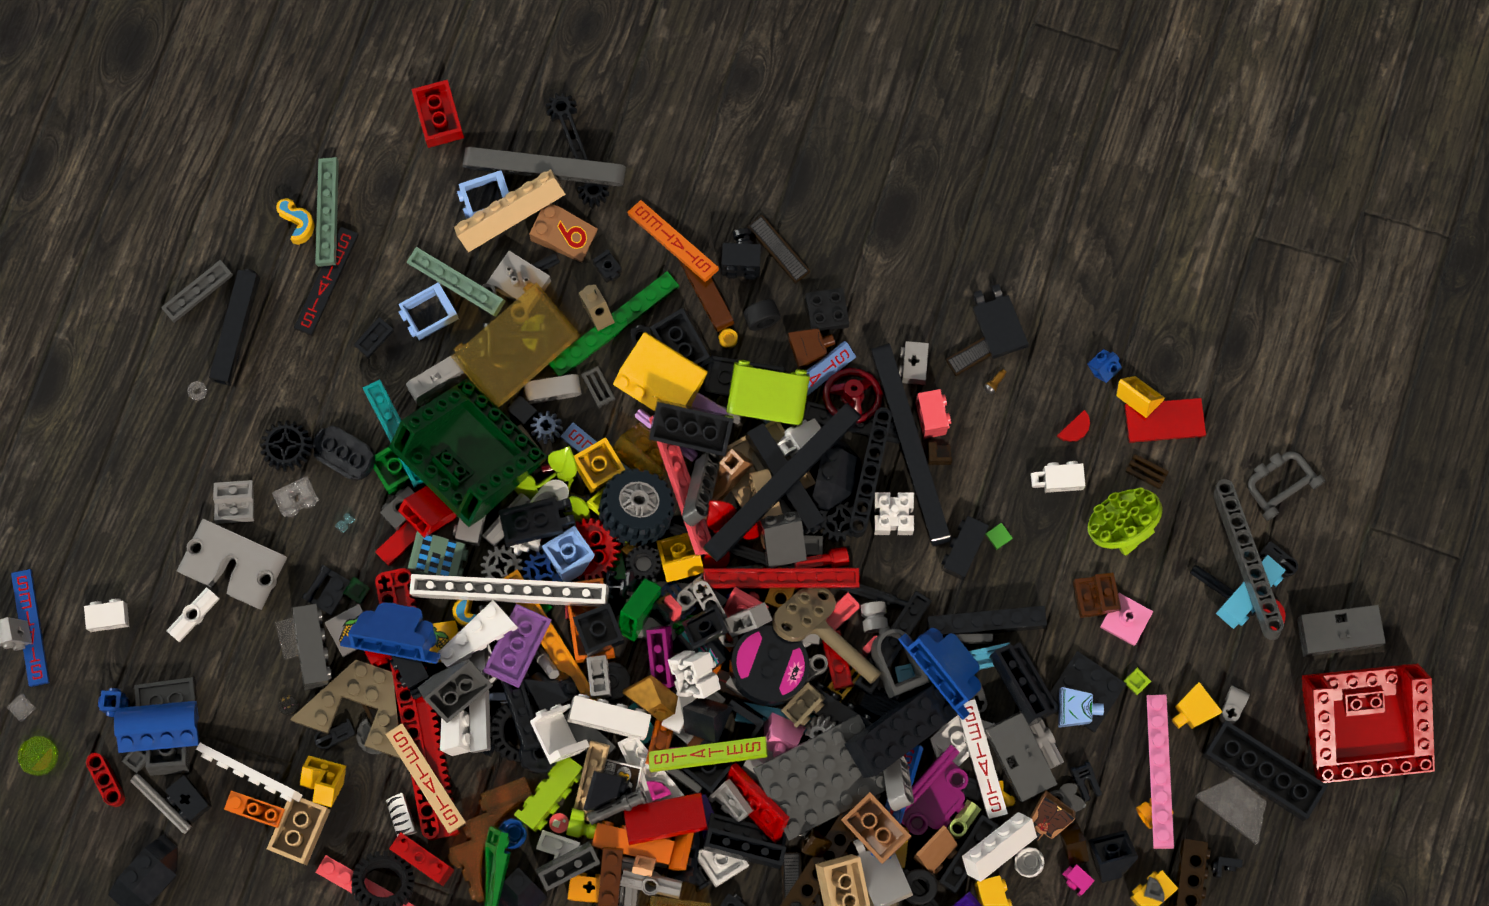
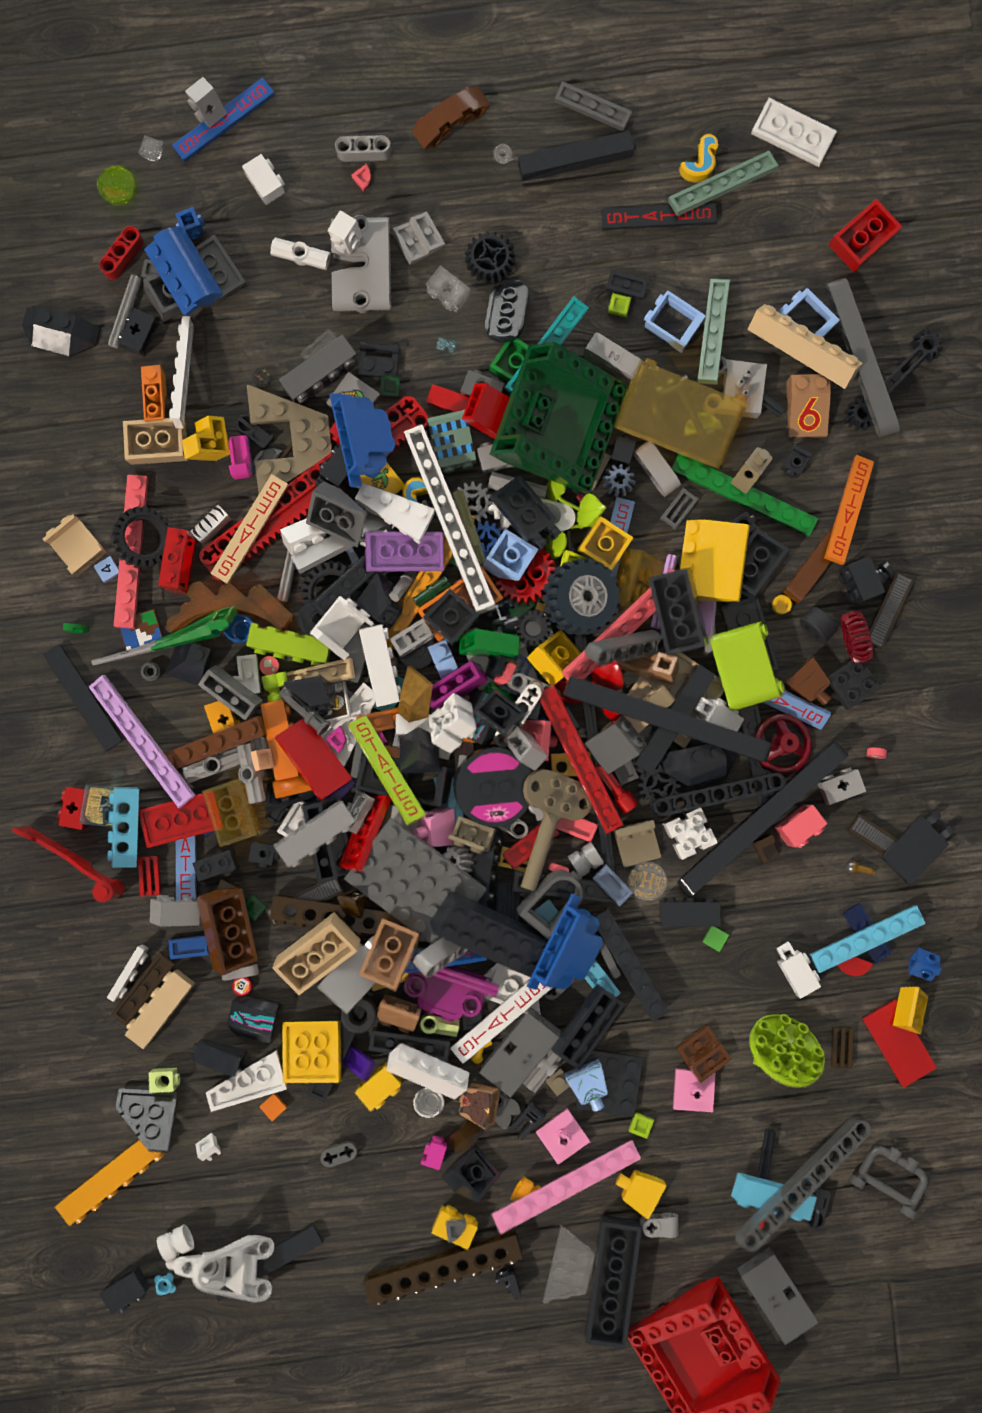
camera: 65 degrees right, 10 degrees up
(126, 522) = (354, 143): none -> light grey beam
(138, 410) = (460, 107): none -> reddish brown brick
(151, 526) = (362, 177): none -> coral tile
(202, 562) = (345, 233): none -> white brick
(312, 130) = (793, 132): none -> white tile
(353, 758) = (240, 457): none -> dark pink animal
(388, 352) = (619, 305): none -> lime tile
(485, 768) = (287, 578): none -> light grey axle
(509, 574) = (469, 526): none -> olive axle
(565, 640) = (431, 591): none -> dark green pin
(632, 658) = (443, 658): none -> light blue brick
(735, 845) = (314, 833): none -> light grey brick
(788, 287) = (856, 637): none -> dark red gear
(881, 564) = (637, 843): none -> dark tan bracket
(899, 318) = (879, 753): none -> coral tile
(908, 604) = (612, 885): none -> sand blue tile
(919, 572) = (647, 881): none -> clear tile
(1055, 402) = (859, 920): none -> clear blue tile
(1059, 404) = (867, 938): none -> medium azure plate
(1064, 737) = (557, 1081): none -> dark tan plate
(1115, 756) = (562, 1136): none -> bright pink tile

